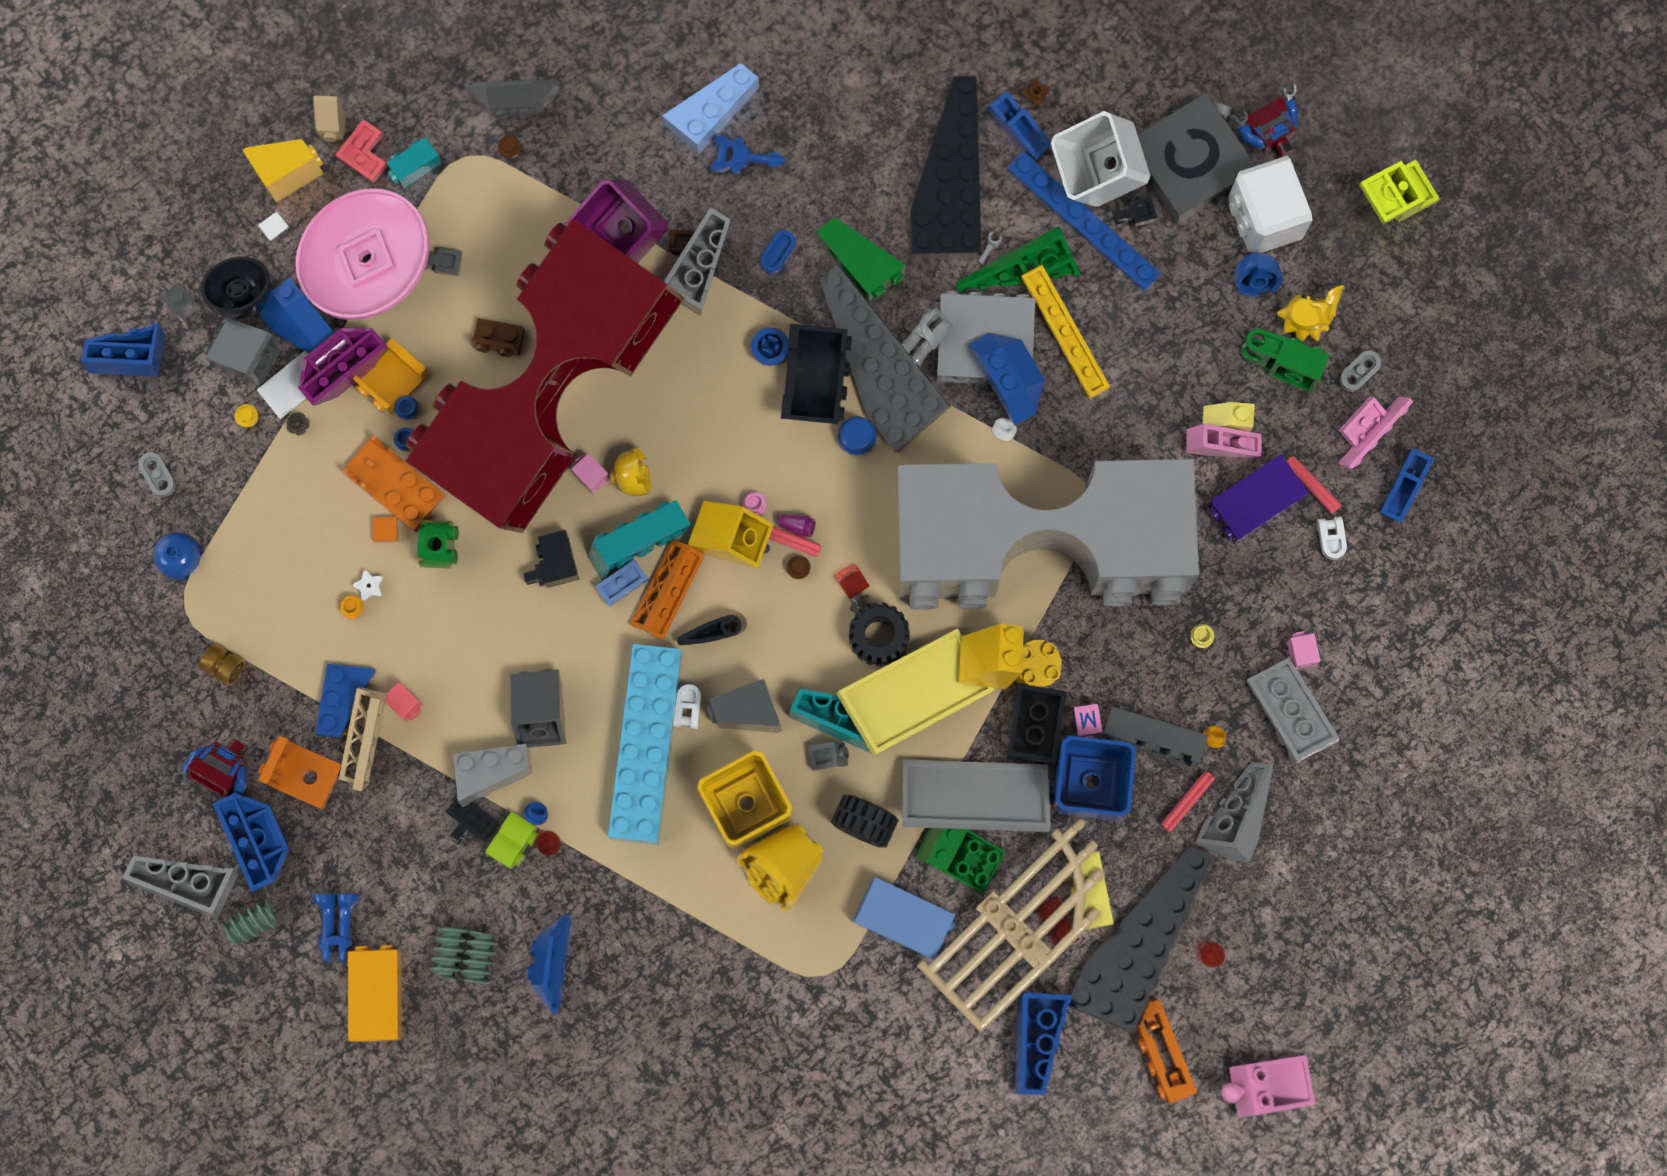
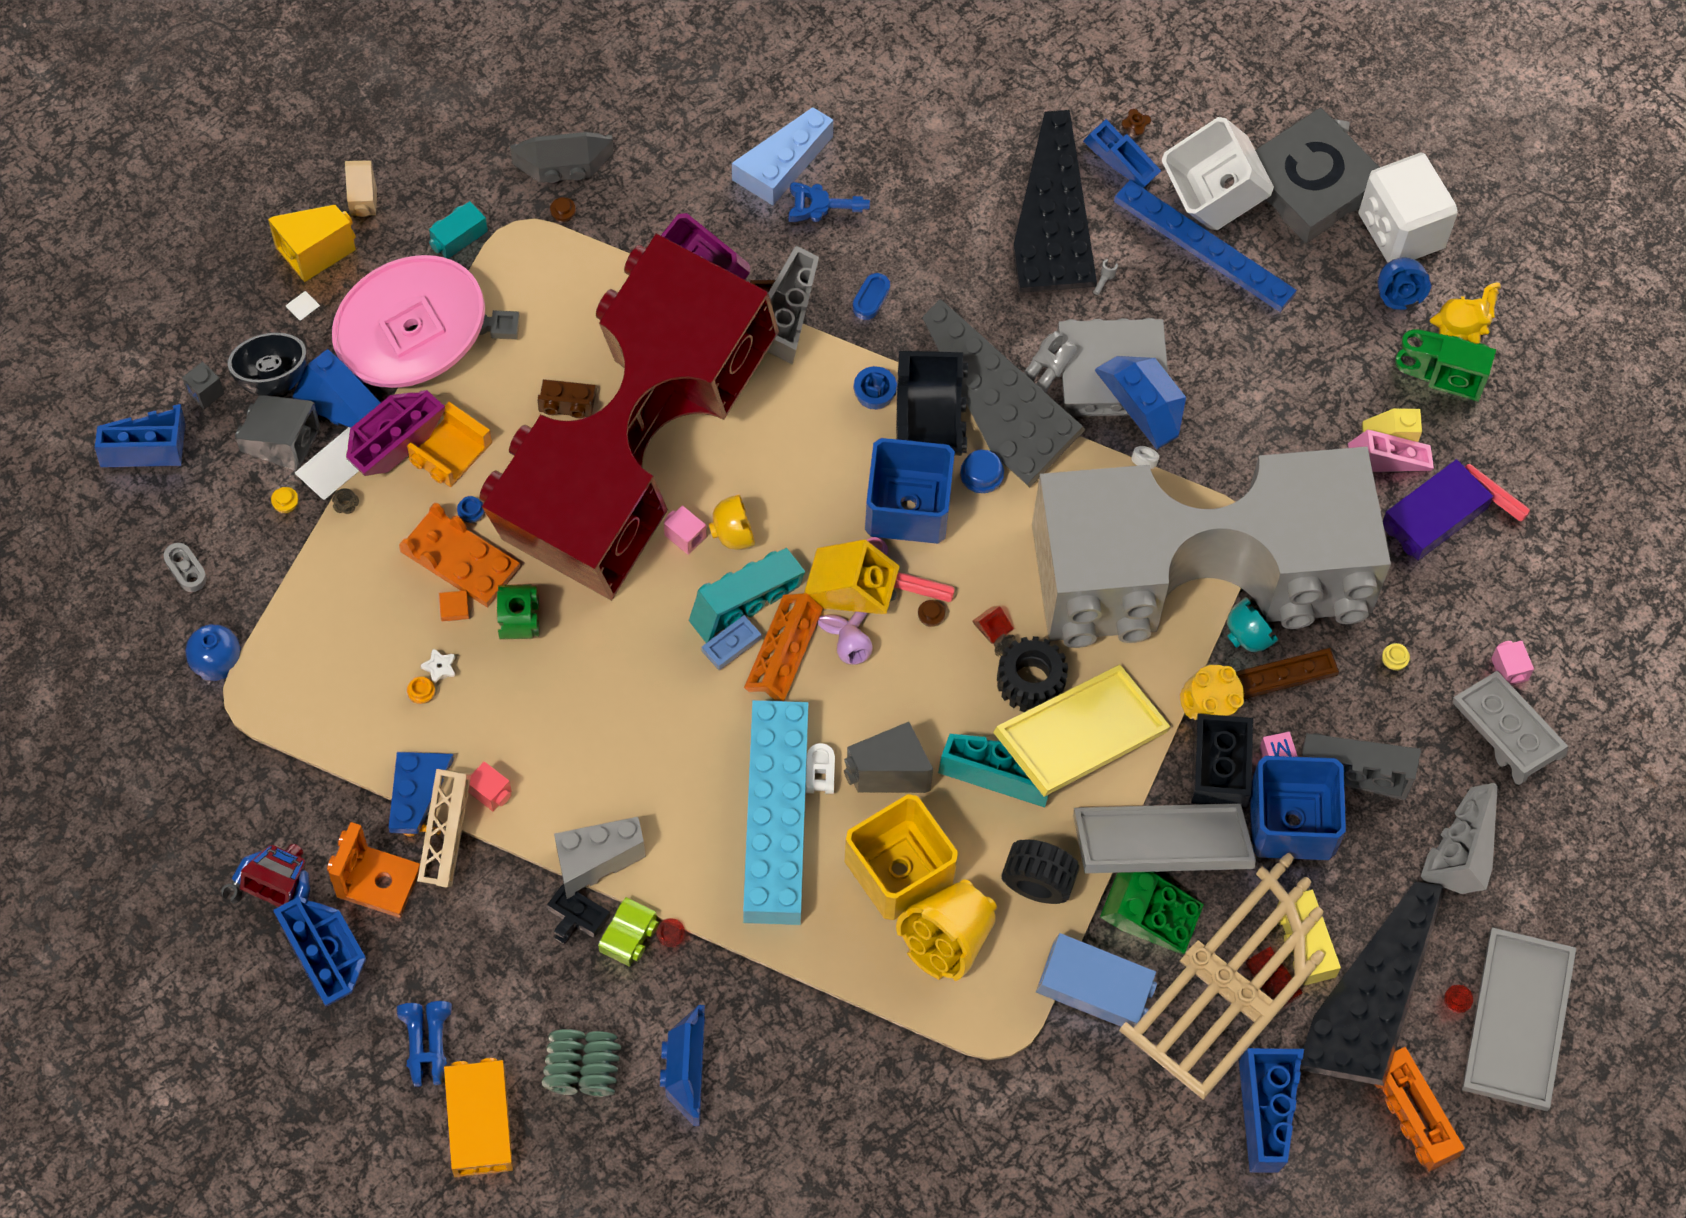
camera: 10 degrees left, 15 degrees down
(190, 885) = (239, 1006): light grey wedge -> none
(224, 665) = (270, 761): pearl gold wheel -> none
(251, 923) = (324, 1045): sand green piece -> none
(357, 152) = (394, 223): coral plate -> none
(406, 408) = (469, 477): blue plate -> none
(536, 813) = (654, 897): blue plate -> none
(537, 708) = (648, 781): dark grey slope -> none
(557, 563) = (655, 624): black hinge -> none
(714, 630) = (842, 683): black piece -> none
(726, 593) = (853, 644): none -> lavender piece
(782, 437) = (913, 473): none -> blue plate
(799, 524) = (926, 567): magenta cone -> none
(828, 755) = (988, 809): dark grey bracket -> none
(861, 259) = (969, 295): green slope -> none
(992, 656) = (1165, 684): yellow slope -> none
(1046, 250) = (1159, 285): green wedge -> none
(1065, 332) = (1200, 355): yellow tile -> none
(1076, 601) = (1249, 628): none -> teal cylinder
(1103, 643) = (1288, 673): none -> reddish brown tile
(1139, 211) = (1264, 230): black plate -> none
(1187, 801) = (1405, 834): coral axle -> none
(1216, 736) = (1428, 762): light orange plate -> none
(1262, 976) = (1519, 1019): none -> light grey tile
(1270, 1086) = (1546, 1139): bright pink slope -> none
(1271, 125) = (1395, 135): torso -> none
(1332, 546) = (1526, 552): white plate -> none
(1359, 372) = (1527, 375): light grey plate -> none
(1368, 426) = (1546, 427): bright pink bracket -> none
(1399, 191) = (1543, 191): neon yellow bracket -> none
(1407, 485) = (1599, 484): blue slope -> none

